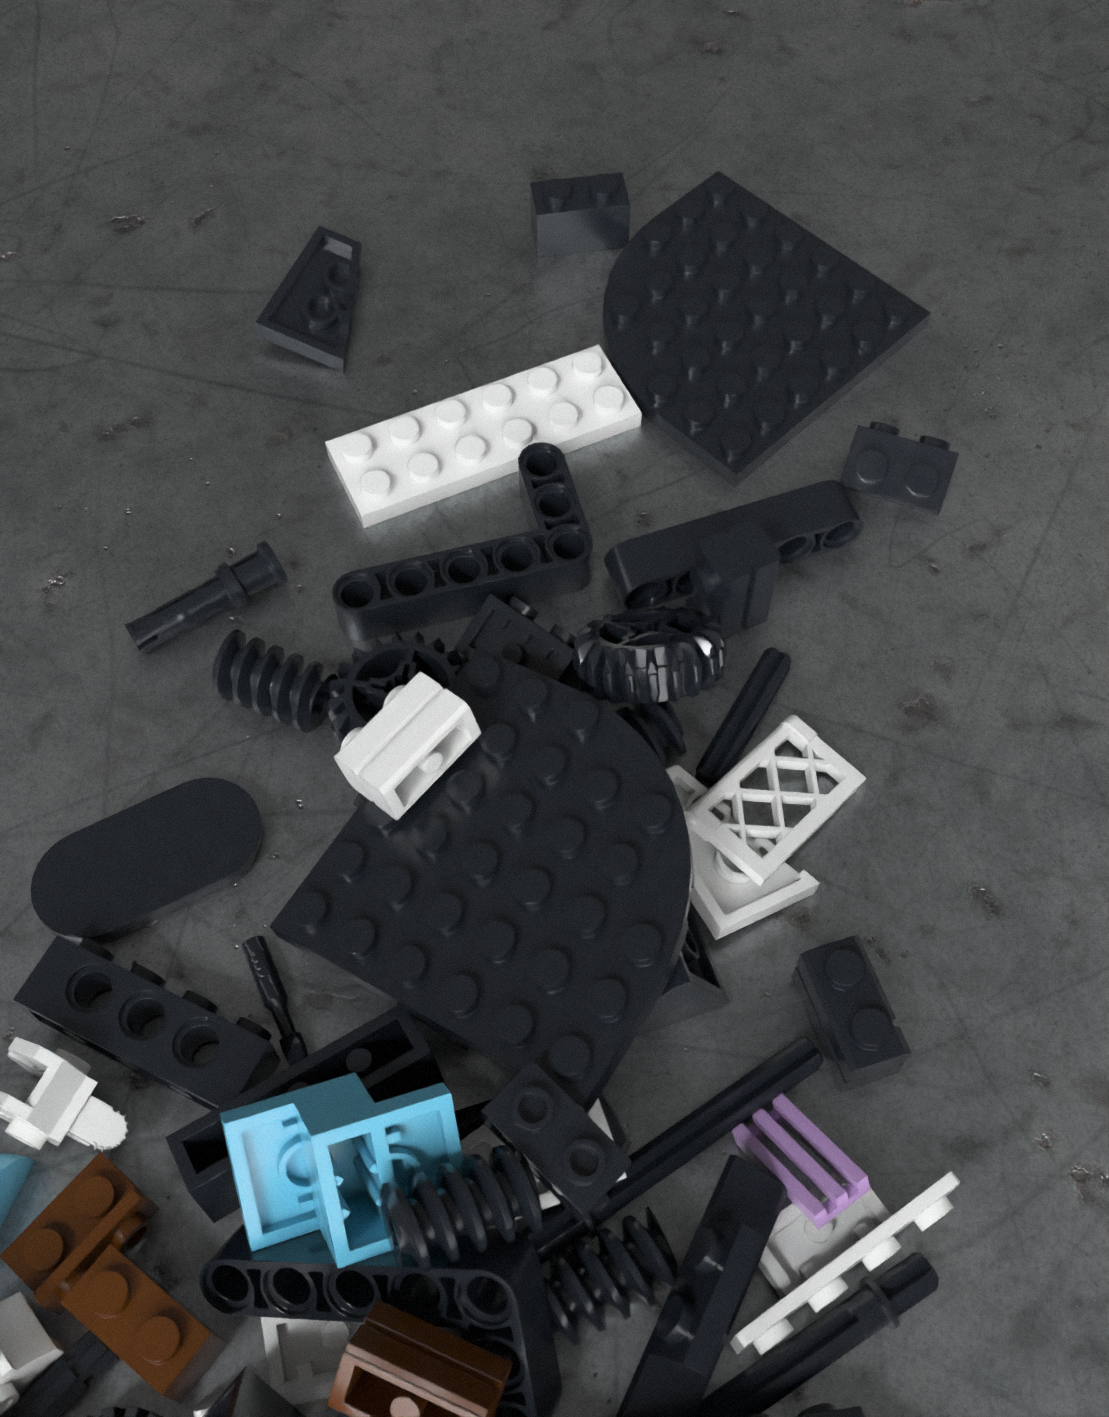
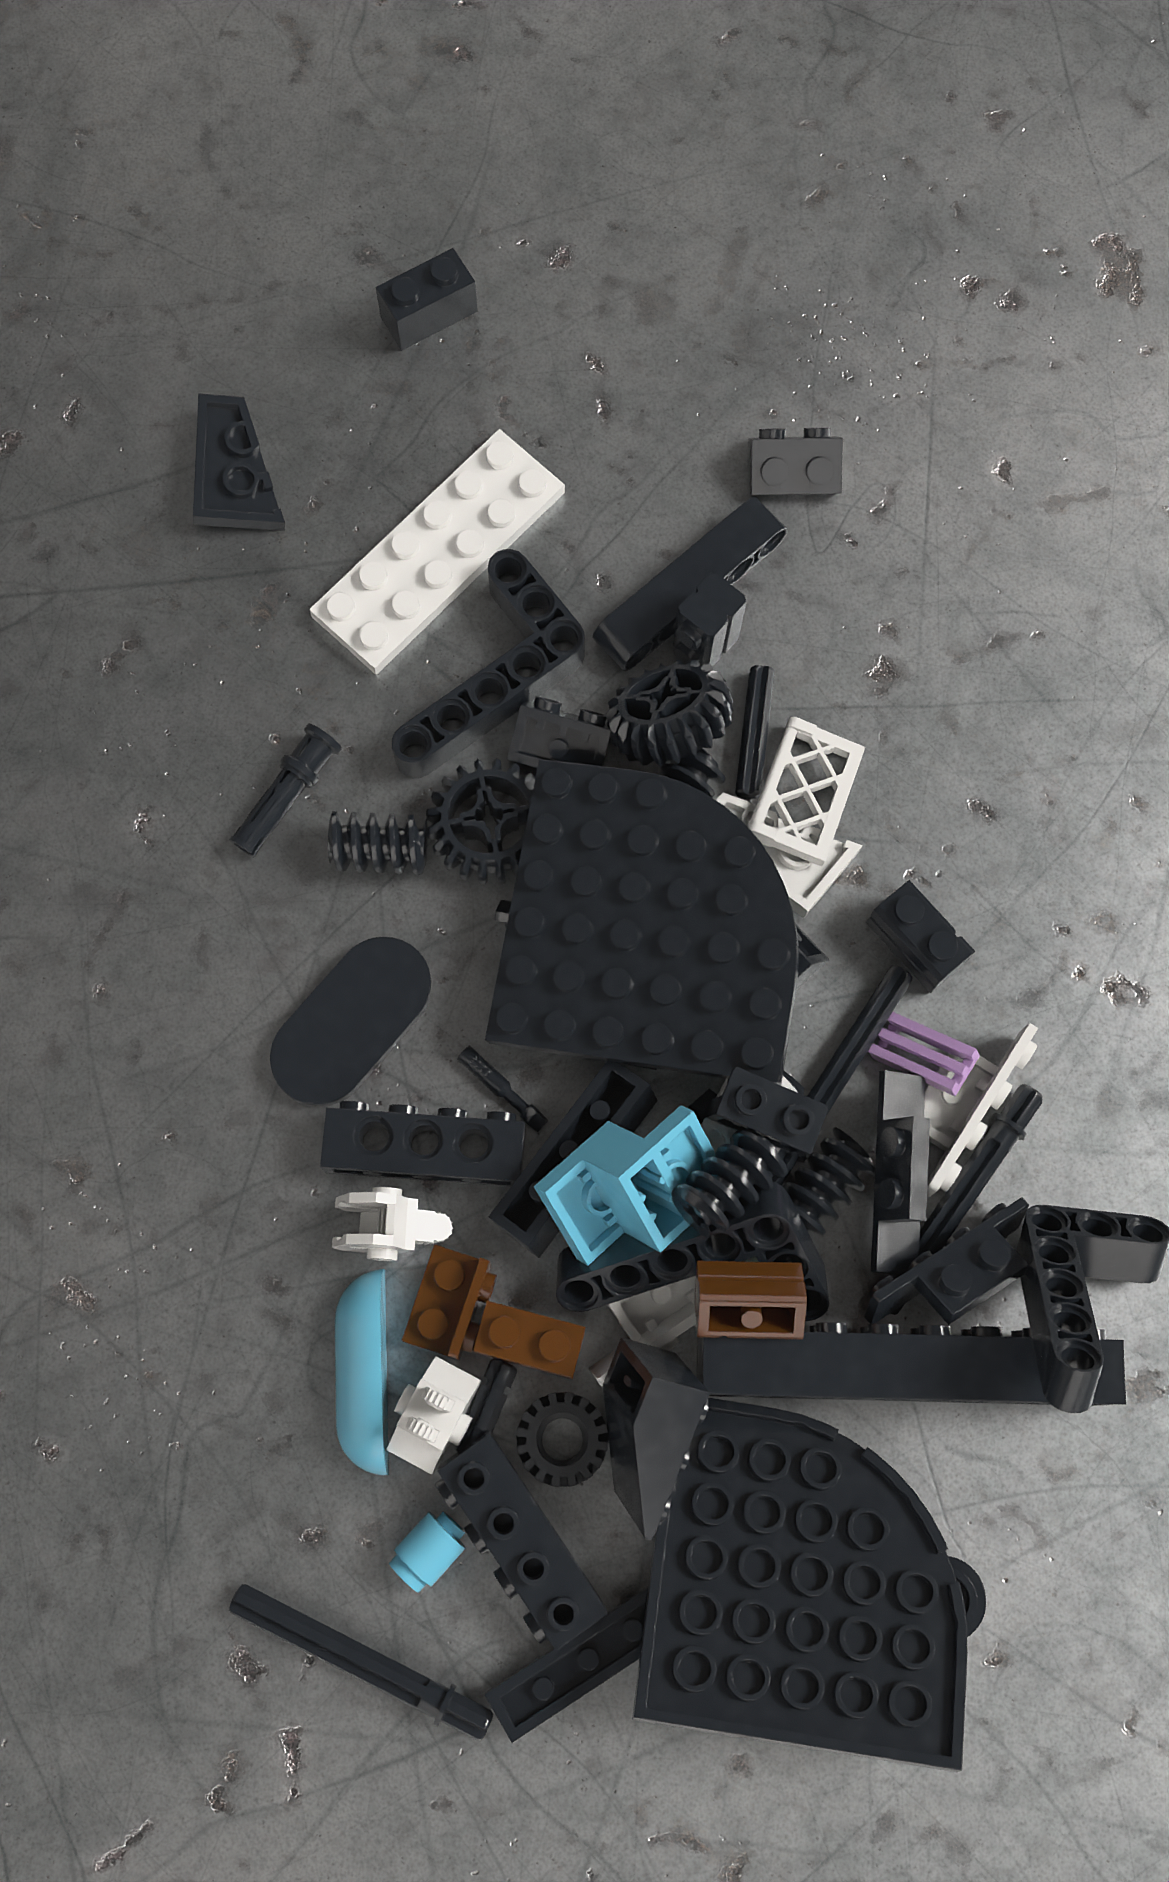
camera: 25 degrees left, 15 degrees up
(407, 744) = (531, 865): white brick -> none
(743, 325) = (609, 358): black plate -> none

